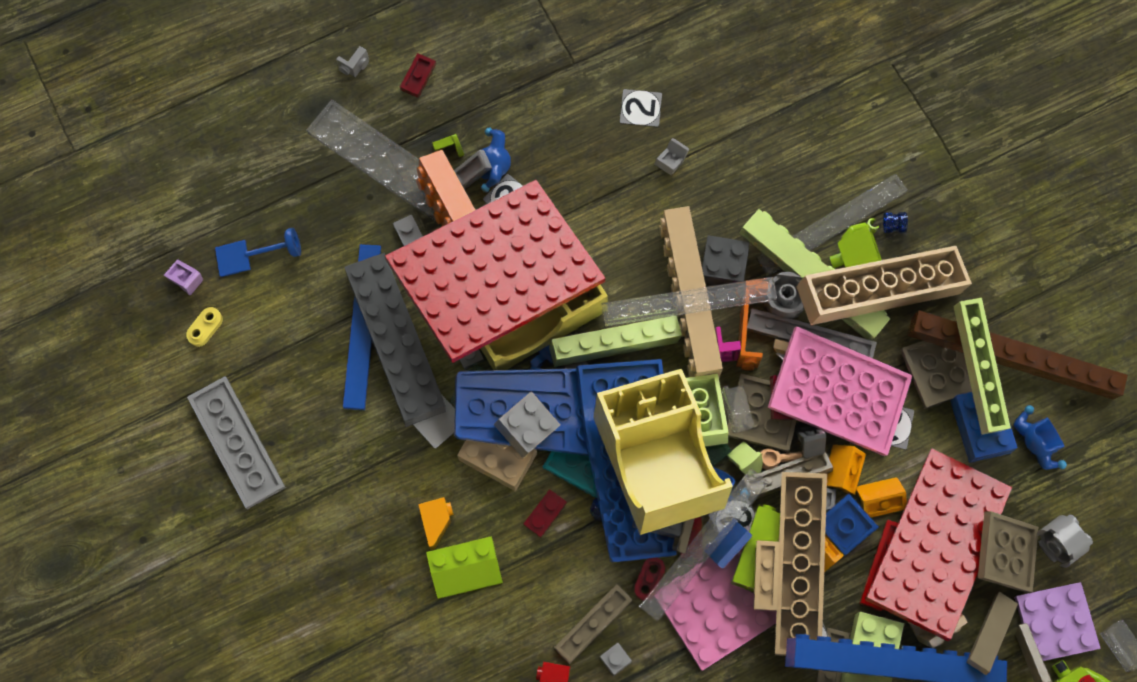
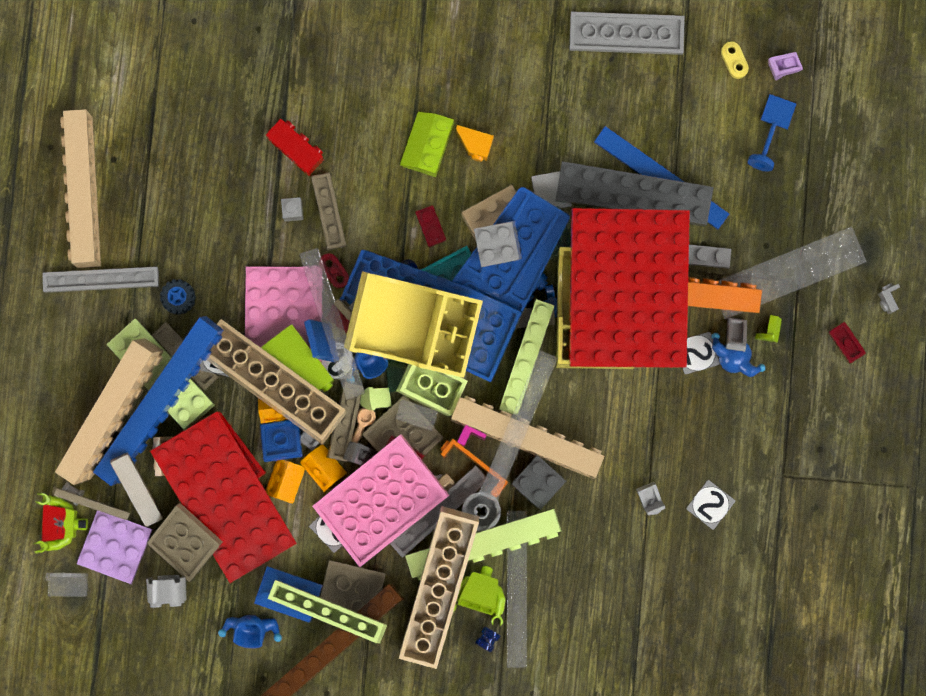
camera: 120 degrees right, 10 degrees up
(766, 575) = (278, 348): tan plate -> none

